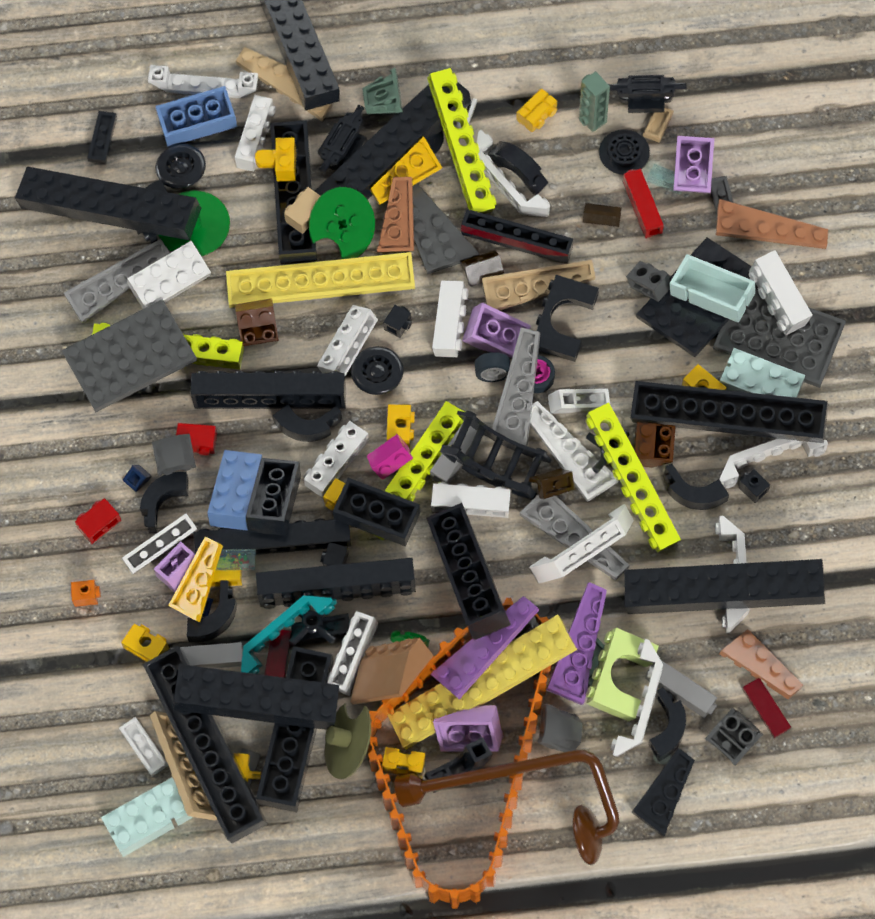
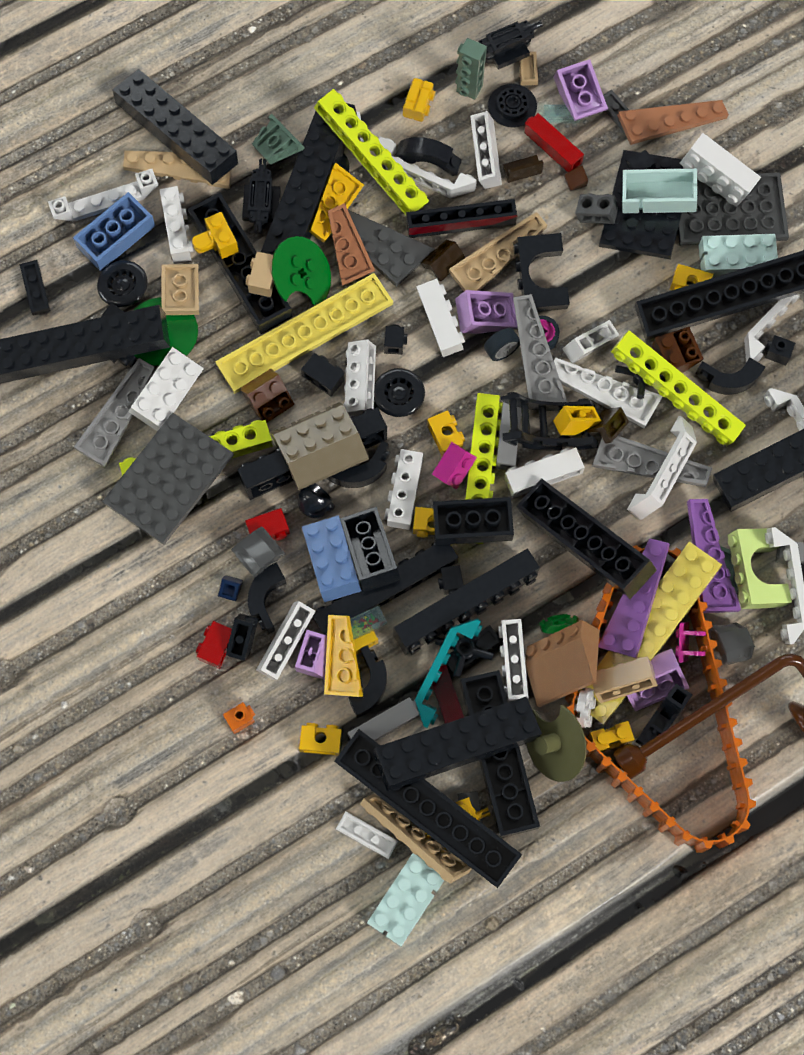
camera: 30 degrees left, 5 degrees up
(122, 523) = (242, 637): none -> black brick
(228, 193) = (180, 289): none -> tan plate
(249, 433) = (314, 501): none -> black piece
(275, 385) = (320, 445): none -> dark tan slope
(316, 324) = (323, 374): none -> black brick
(390, 721) = (585, 703): none -> white plate
(436, 711) = (624, 679): none -> tan brick
(514, 706) = (682, 651): none -> dark pink plate
(522, 464) = (576, 419): none -> yellow slope
(573, 183) = (486, 150): none -> white brick
(647, 245) = (576, 178): none -> reddish brown slope

